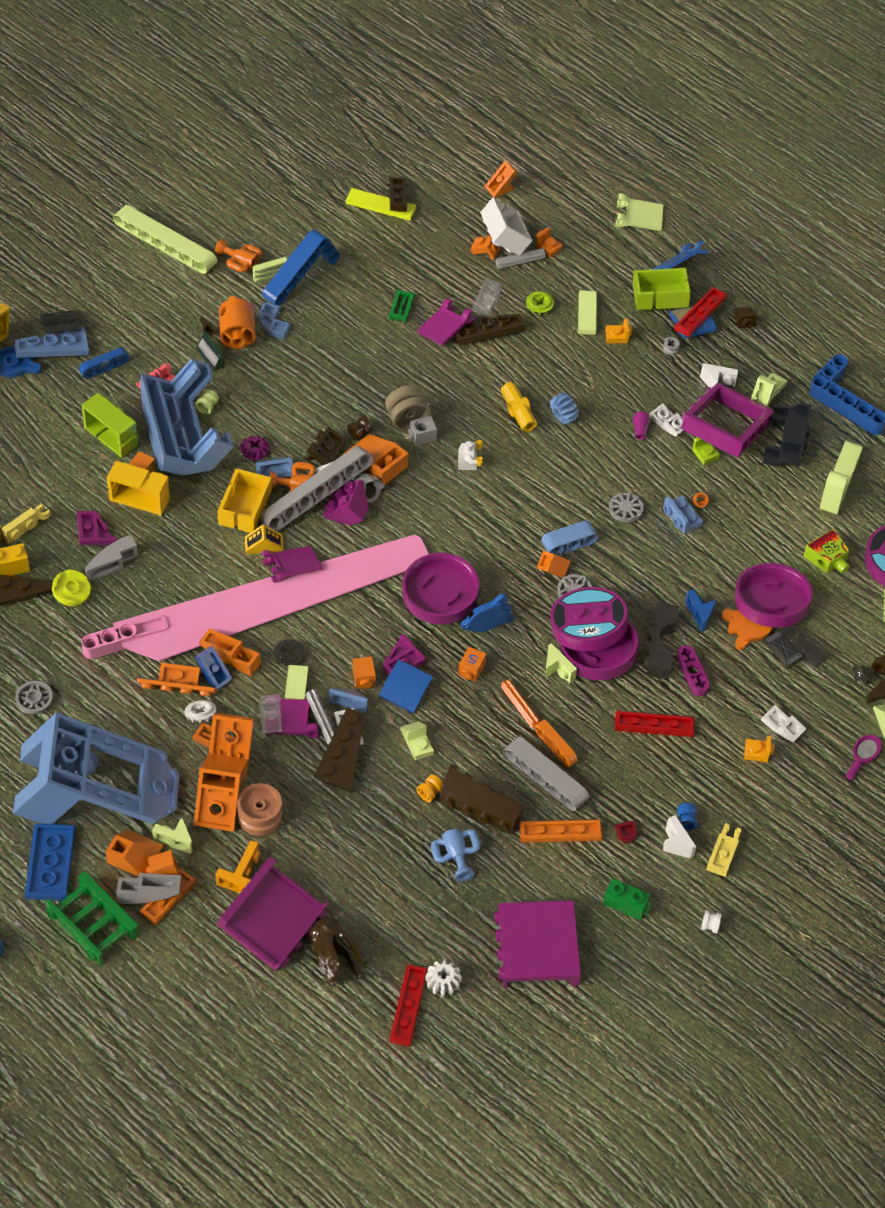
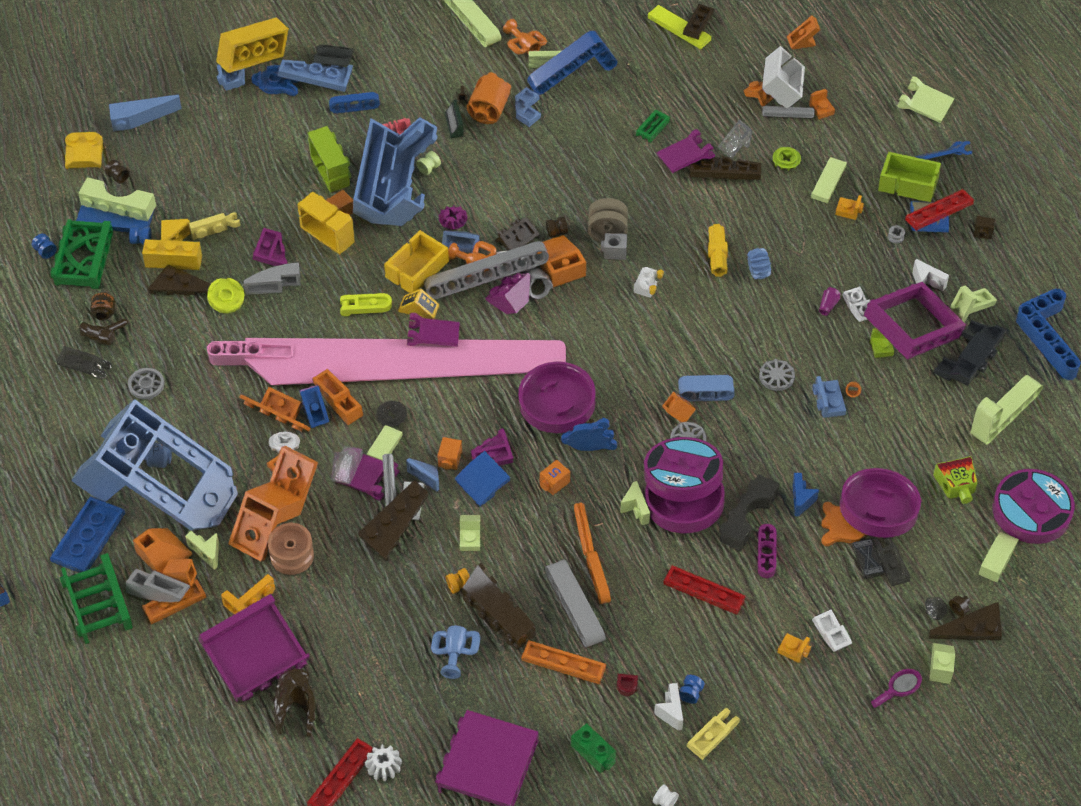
camera: 25 degrees right, 0 degrees up
(212, 555) = (365, 303): none -> neon yellow plate

